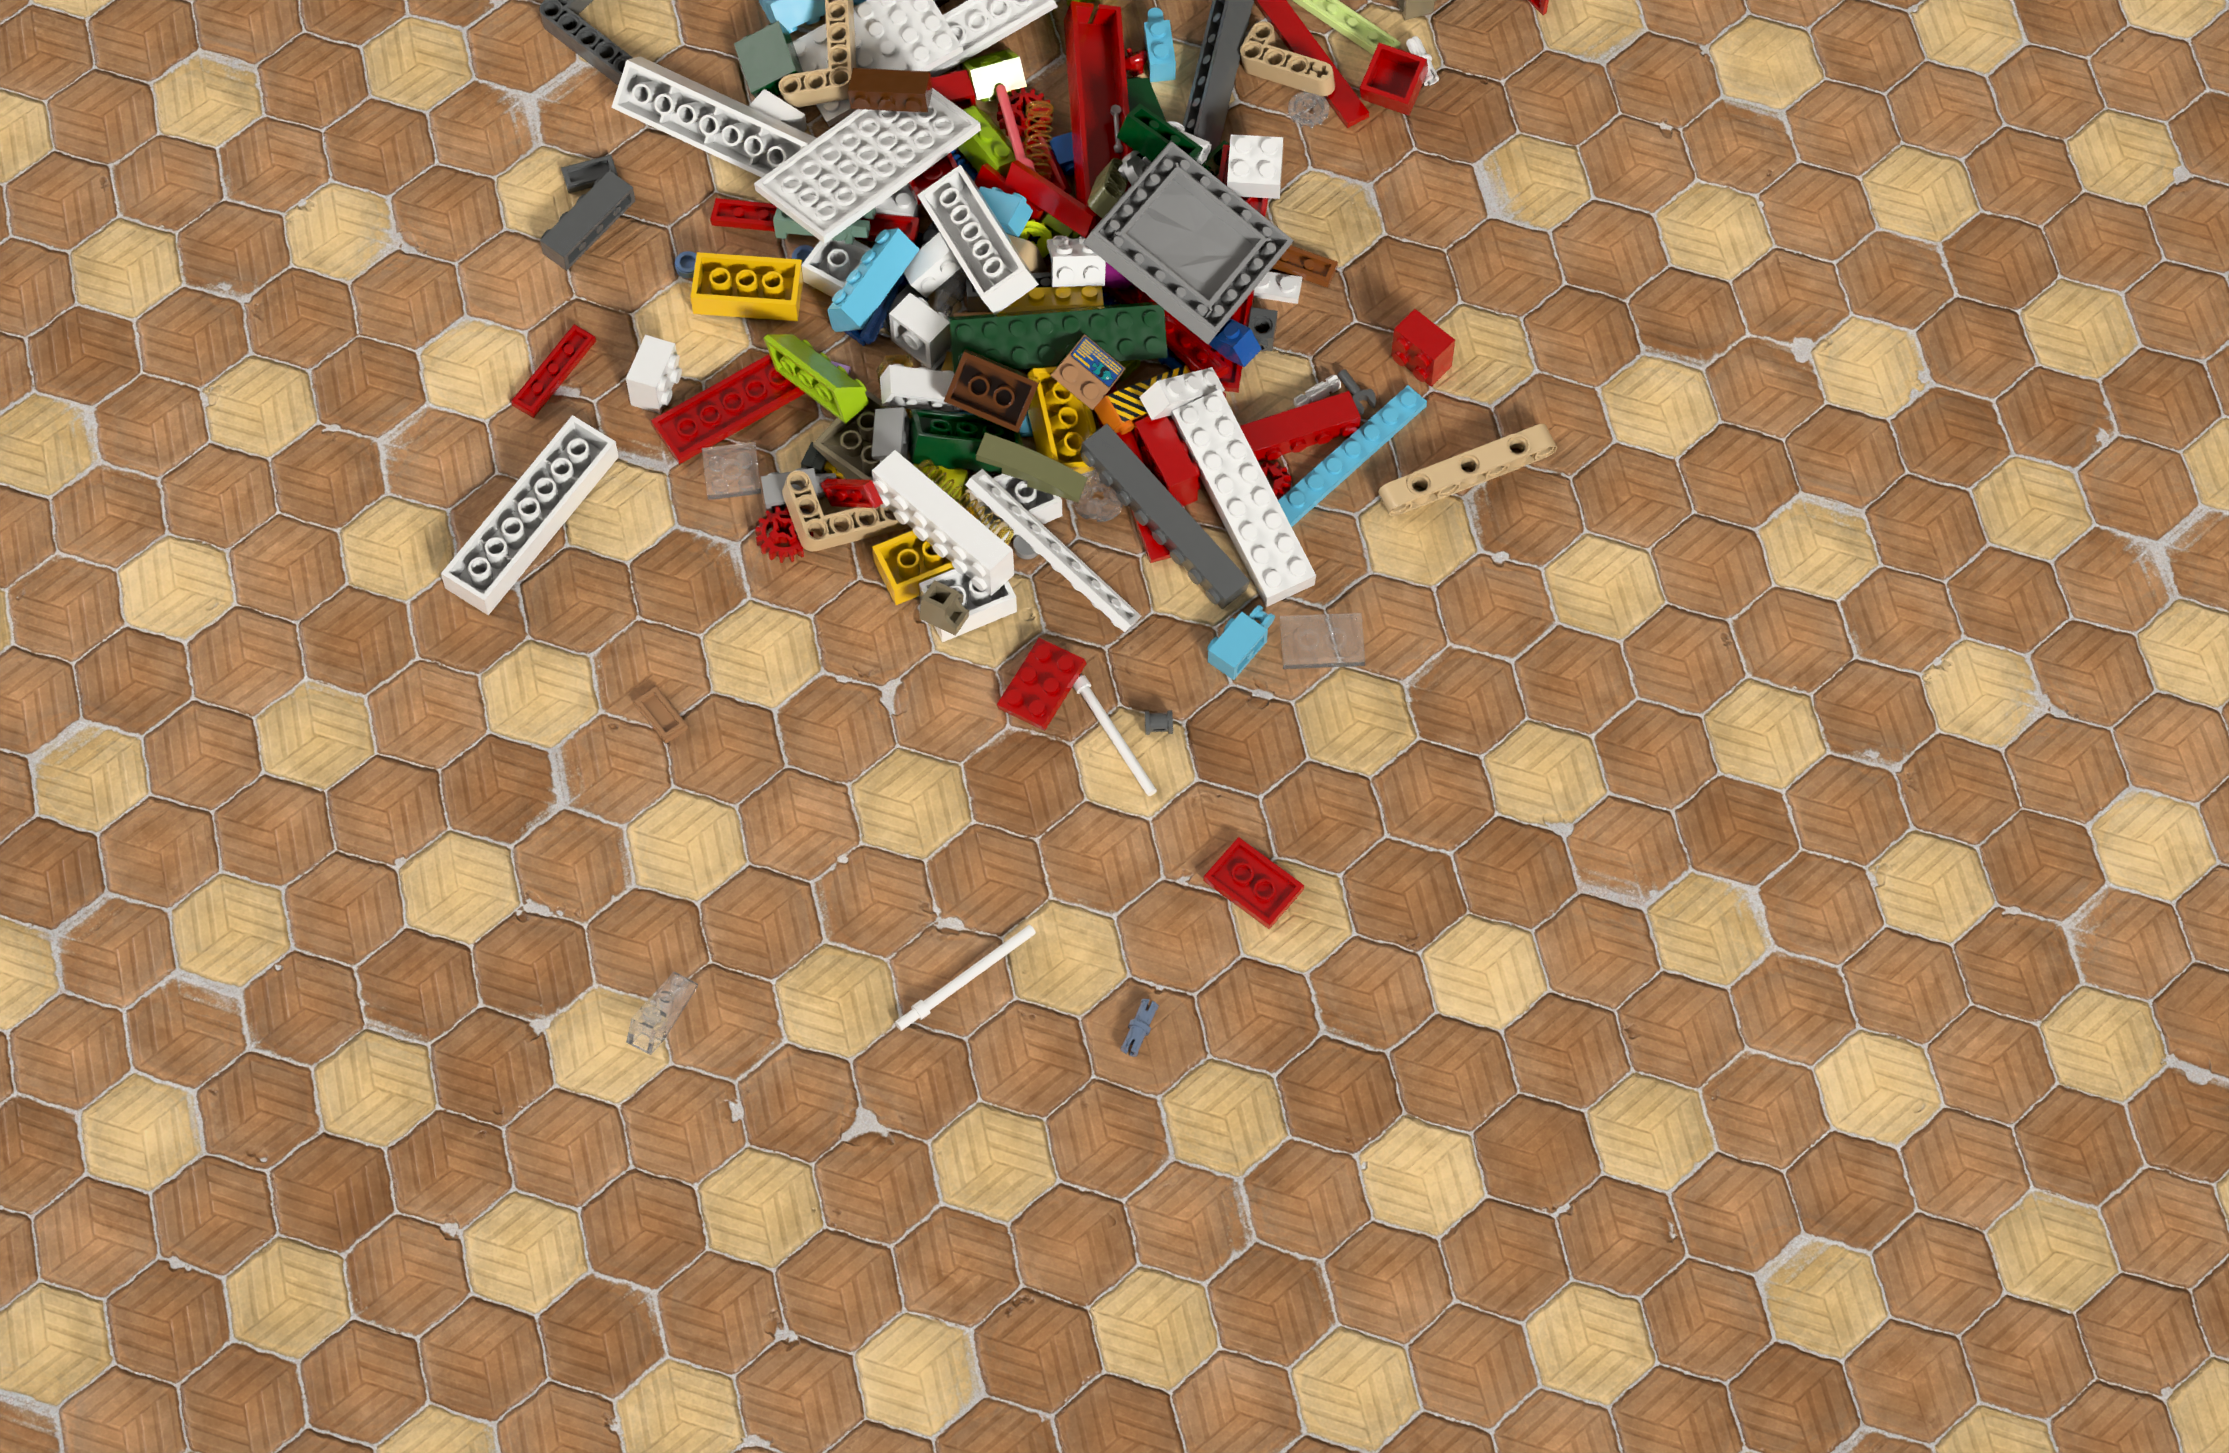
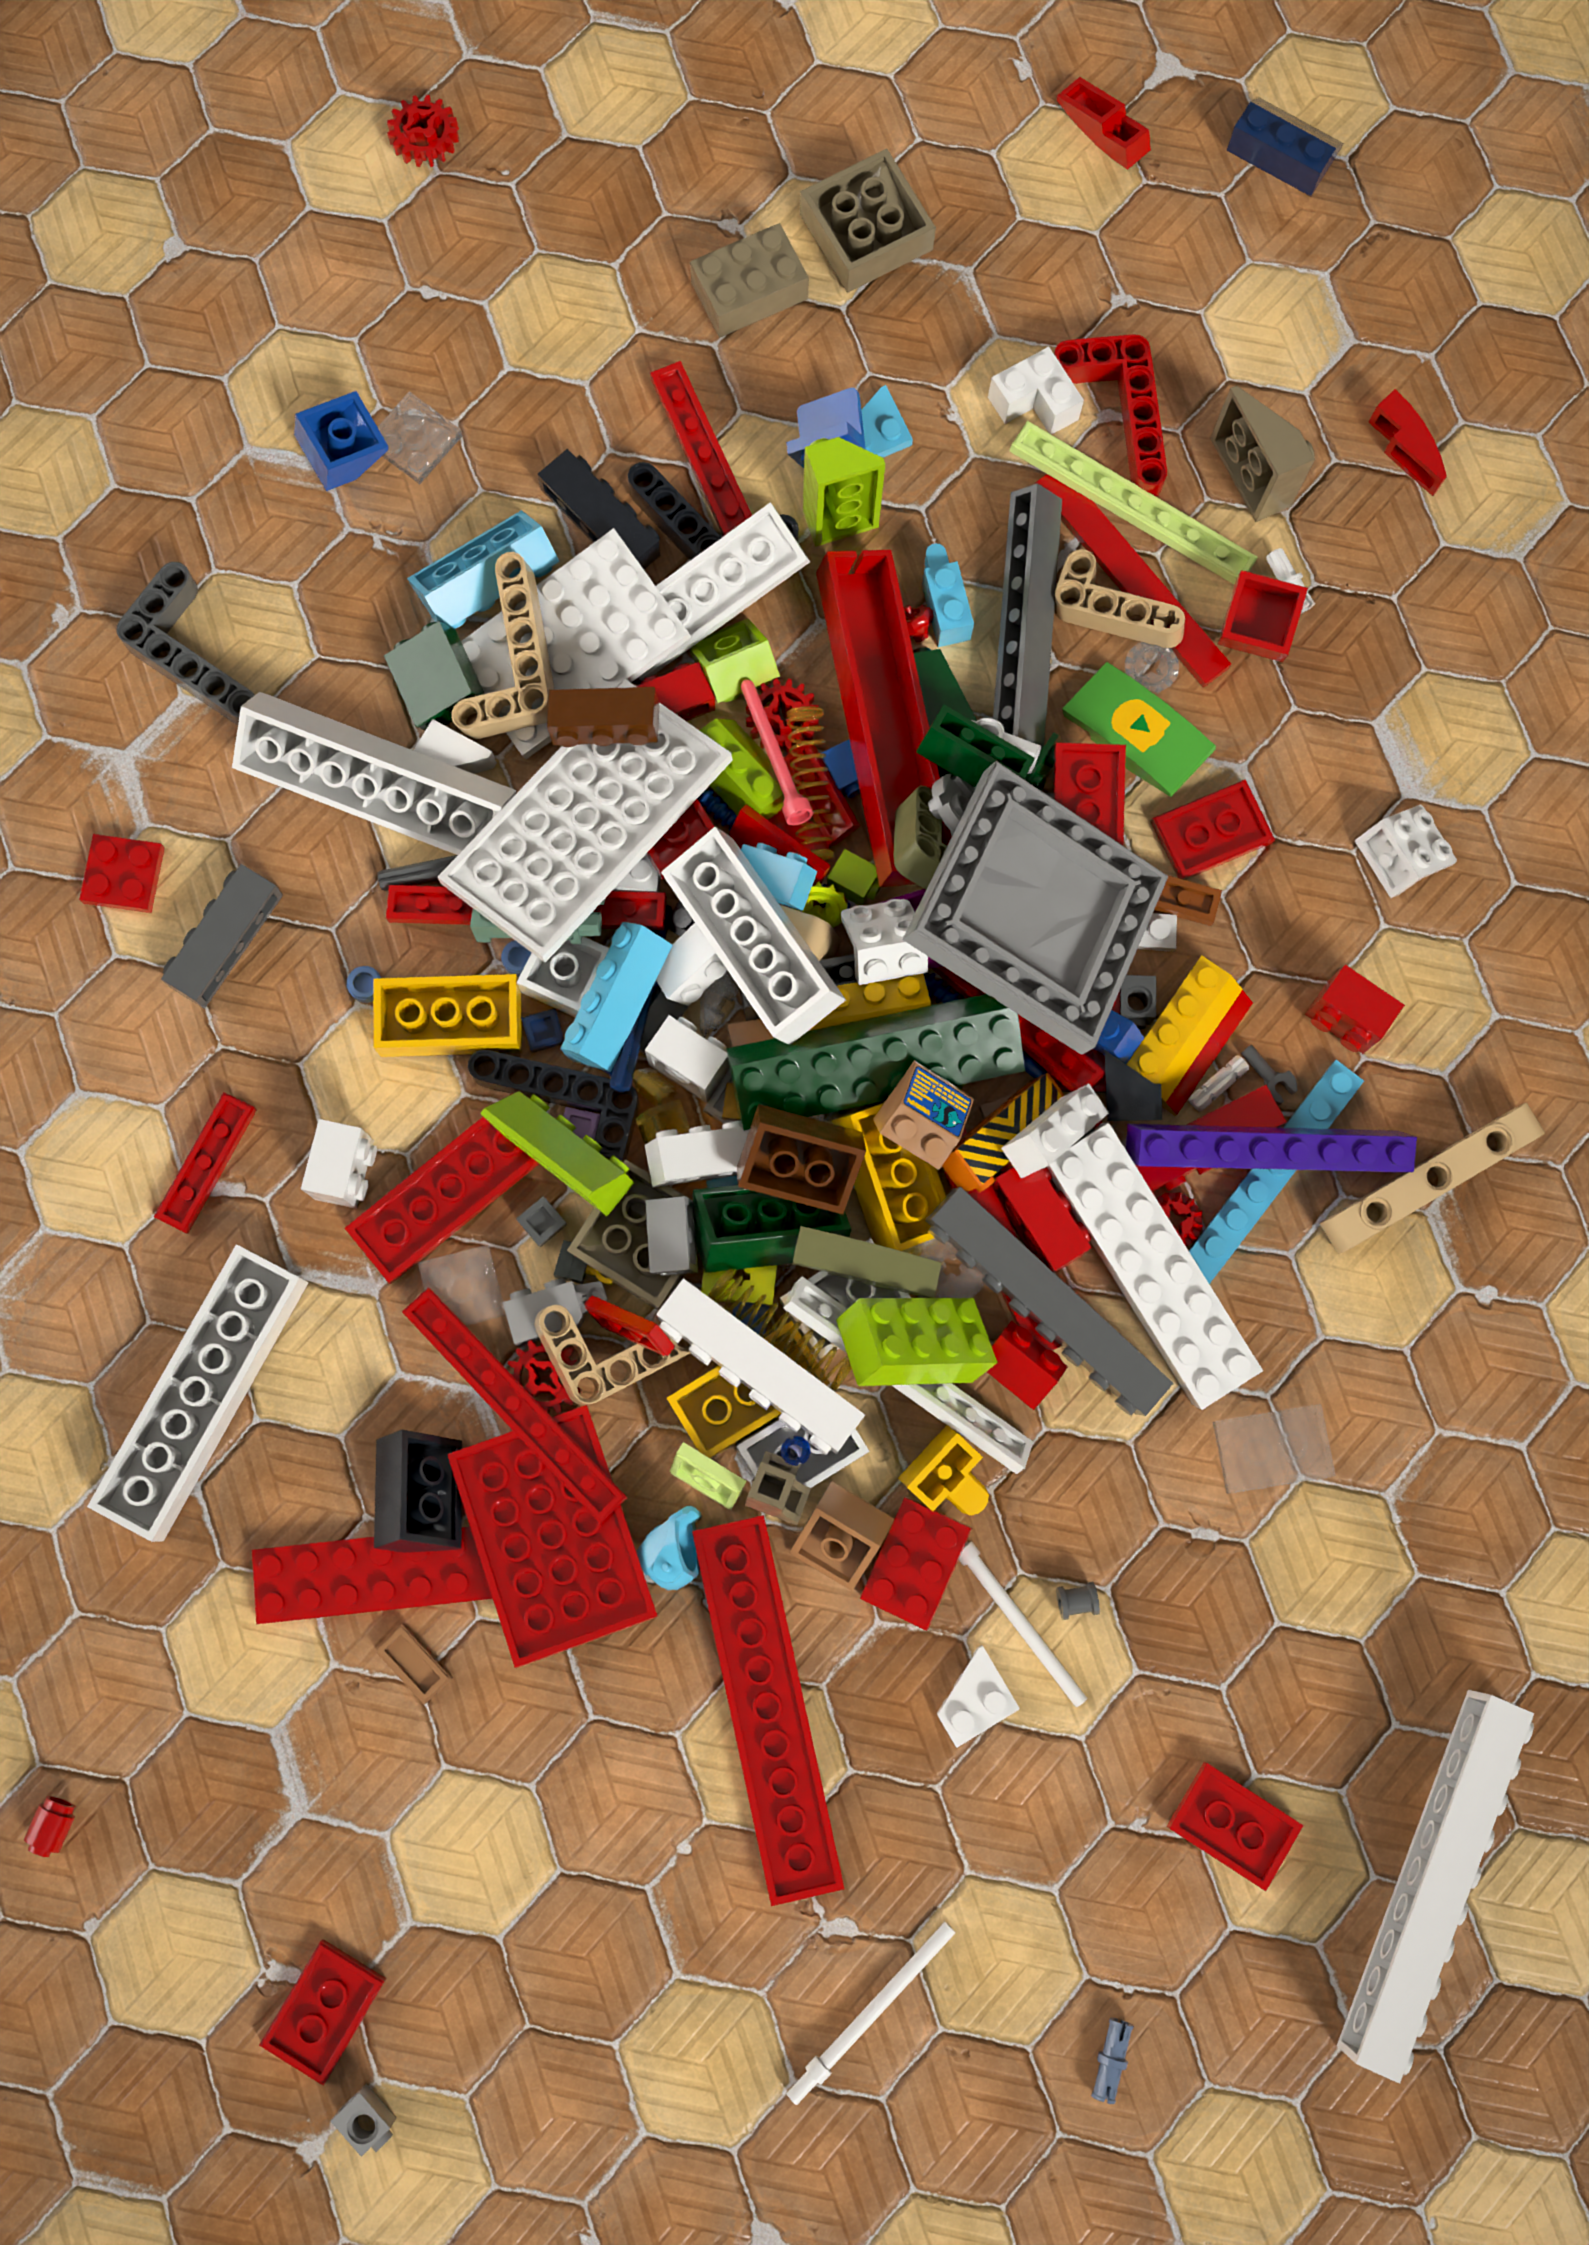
camera: 10 degrees left, 15 degrees up
(381, 787) = (50, 1826): none -> red brick
(518, 173) = (122, 873): none -> red plate
(562, 933) = (322, 2012): none -> red tile
(580, 991) = (367, 2103): none -> light grey brick
(584, 174) = (215, 863): dark grey tile -> none
(659, 1013) = (472, 2119): clear slope -> none
(680, 595) = (416, 1494): none -> black slope
(688, 653) = (357, 1578): none -> red plate
(742, 193) = (413, 873): none -> dark grey axle
(760, 543) = (514, 1405): none -> red tile
(775, 632) = (544, 1556): none -> red plate
(796, 432) = (541, 1221): none -> dark grey plate
(815, 308) = (543, 1030): none -> dark blue tile
(832, 344) = (567, 1096): none -> black beam
(862, 652) = (670, 1550): none -> medium azure helmet
(889, 344) = (654, 1086): none -> clear yellow slope
(894, 605) = (707, 1476): none -> yellowish green tile
(917, 770) = (768, 1711): none -> red plate
(962, 578) = (802, 1443): none -> clear blue pin
(988, 660) = (842, 1536): none -> medium nougat slope
(1051, 198) = (840, 855): red tile -> none
(1060, 523) = (915, 1341): none -> lime brick
(1071, 624) = (944, 1473): none -> yellow brick
(1073, 783) = (976, 1700): none -> white wing
(1115, 111) = (905, 705): light grey hinge -> none
(1140, 559) = (1025, 1365): none -> red brick
(1239, 642) = (1169, 1467): medium azure brick -> none
(1244, 383) = (1129, 1093): none -> black slope
(1255, 166) = (1106, 775): white brick -> none
(1296, 356) = (1191, 1032): none -> yellow slope
(1306, 156) = (1158, 740): none -> bright green slope
(1339, 224) = (1212, 830): none -> red tile
(1344, 428) = (1270, 1148): none -> dark purple brick
(1394, 926) = (1435, 1885): none -> white brick
(1481, 246) = (1405, 849): none -> white bracket

